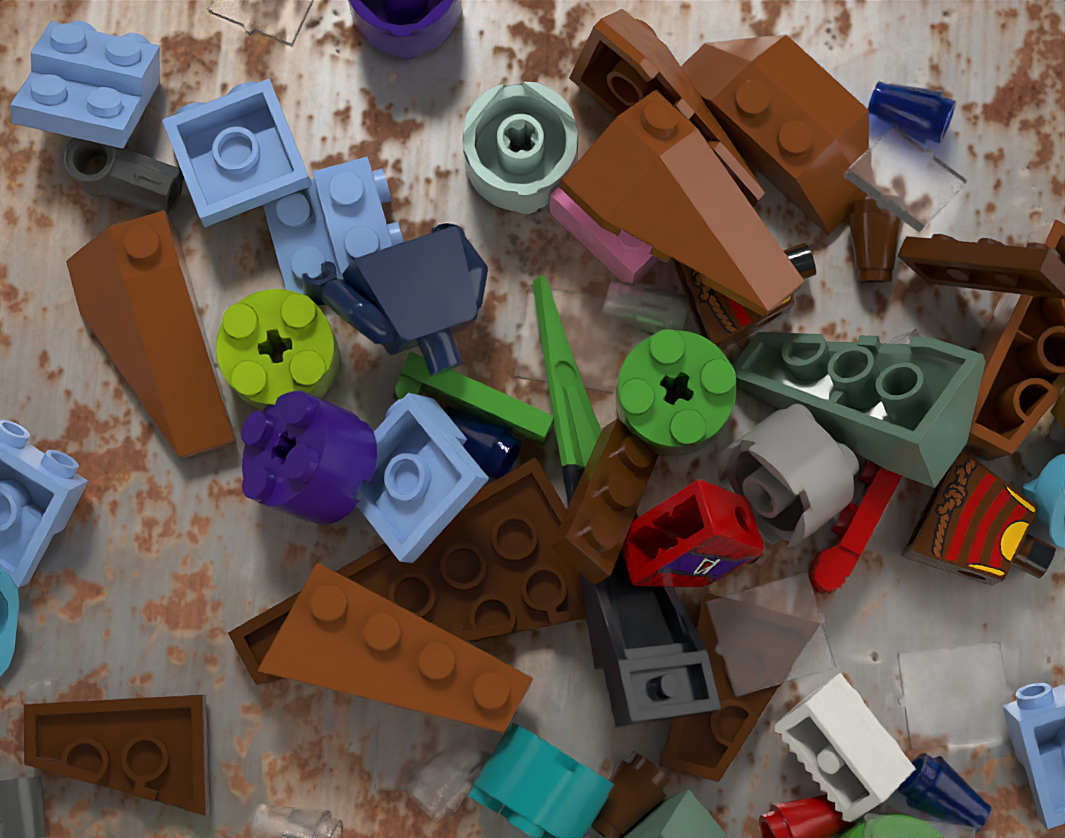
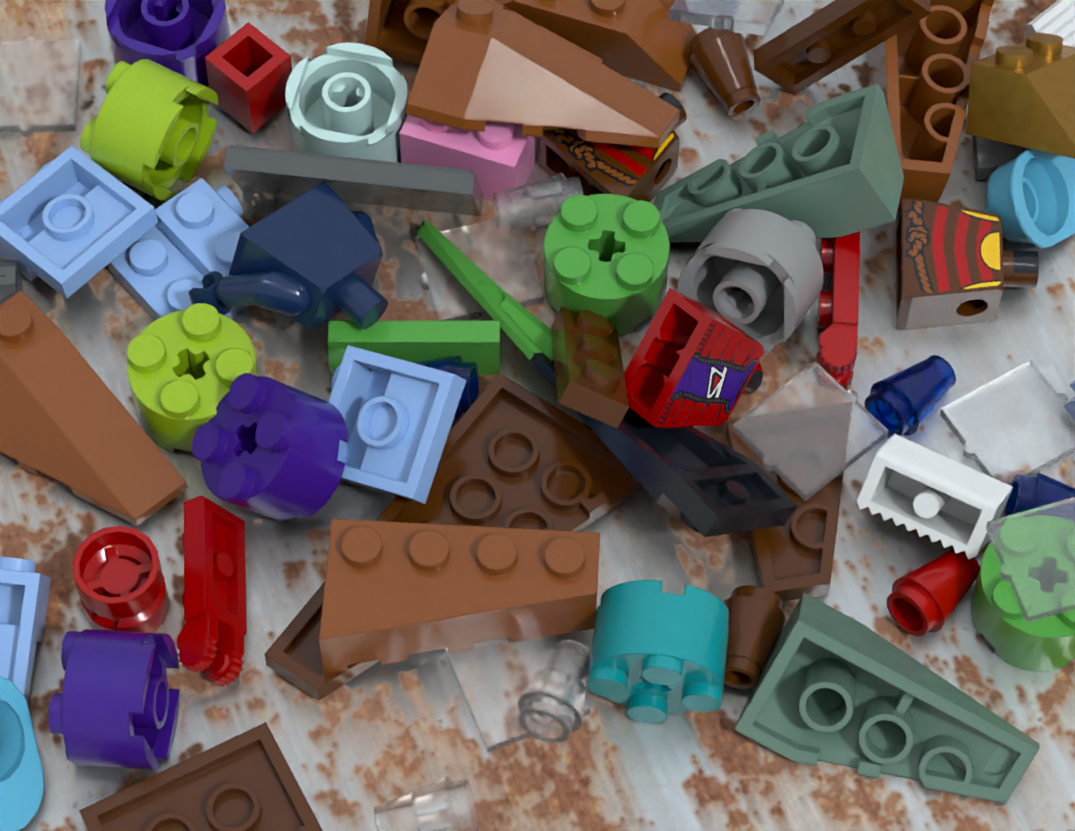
camera: 25 degrees left, 20 degrees down
(87, 626) = (116, 698): none -> dark purple brick
(137, 518) = (121, 581): none -> red wheel
(210, 557) = (213, 591): none -> red hinge
(342, 90) = (151, 127): none -> lime brick
(451, 71) = (249, 77): none -> red brick
(492, 224) = (355, 179): none -> dark grey tile
(875, 633) = (910, 395): none -> clear blue cone

